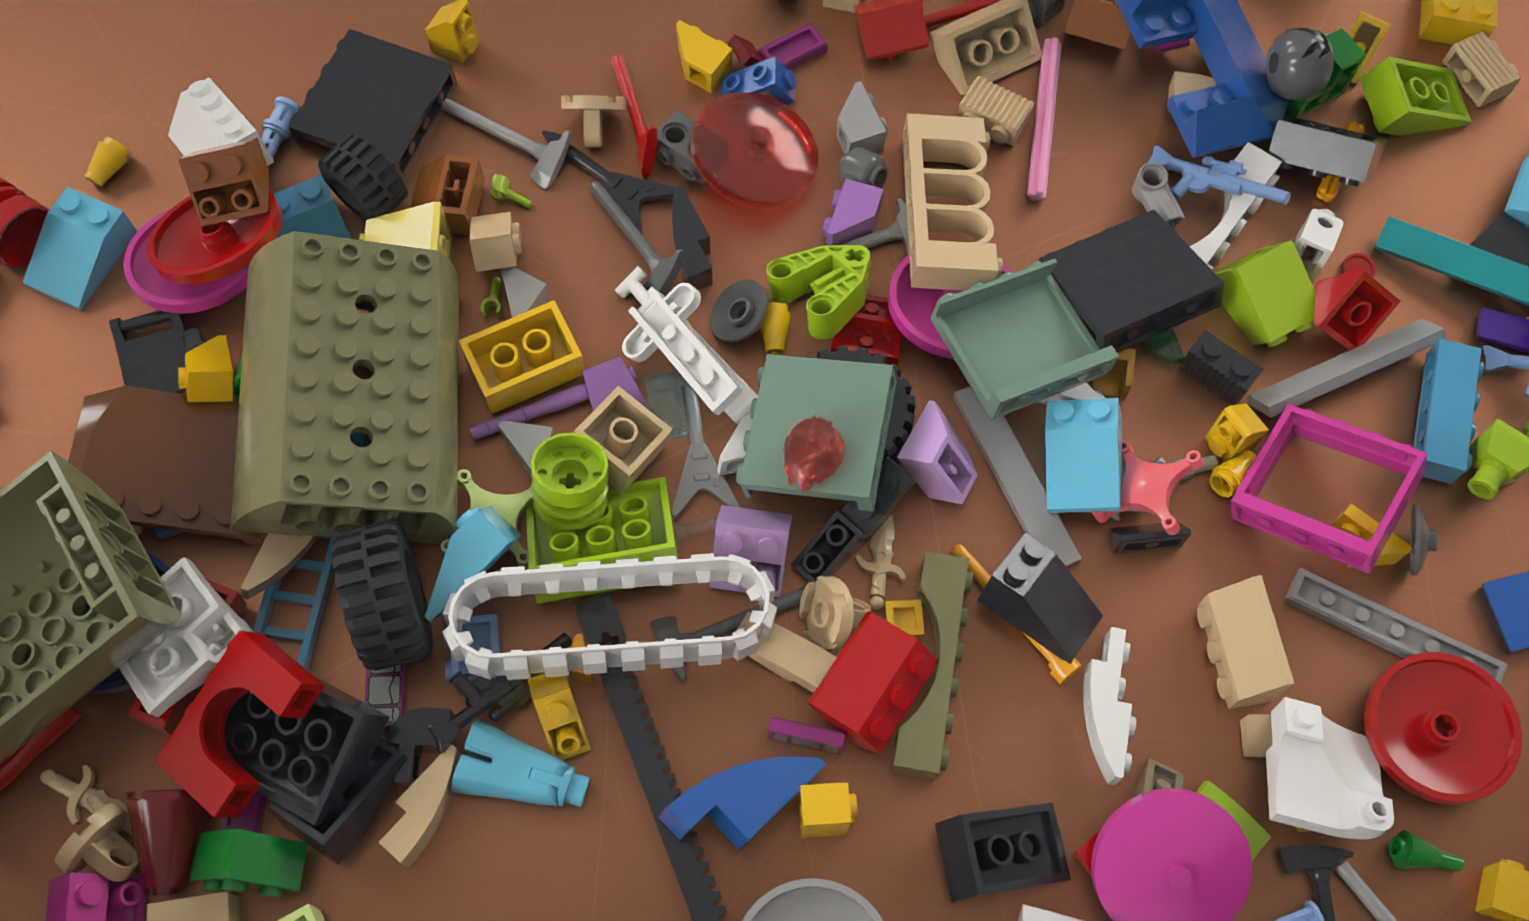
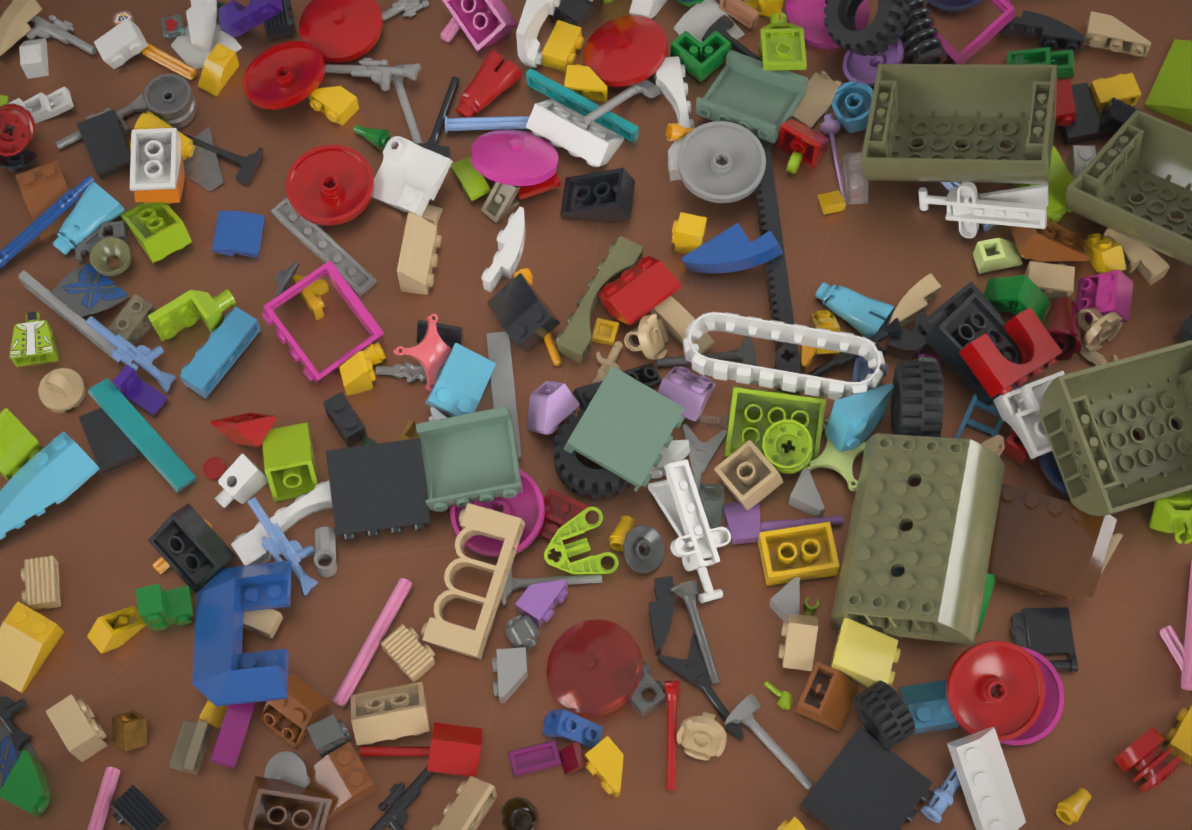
camera: 160 degrees left, 0 degrees up
(77, 248) = (1097, 736): medium azure slope -> none
(208, 372) = (1010, 595): yellow slope -> none
(227, 181) = (981, 713): dark orange slope -> none
(805, 735) = (689, 282): magenta tile -> none
(812, 452) = (636, 400): clear red hair -> none
(1295, 63) = (188, 596): dark grey piece -> none
(1347, 367) = (262, 399): light grey tile -> none
(1413, 97) = (103, 574): lime slope -> none

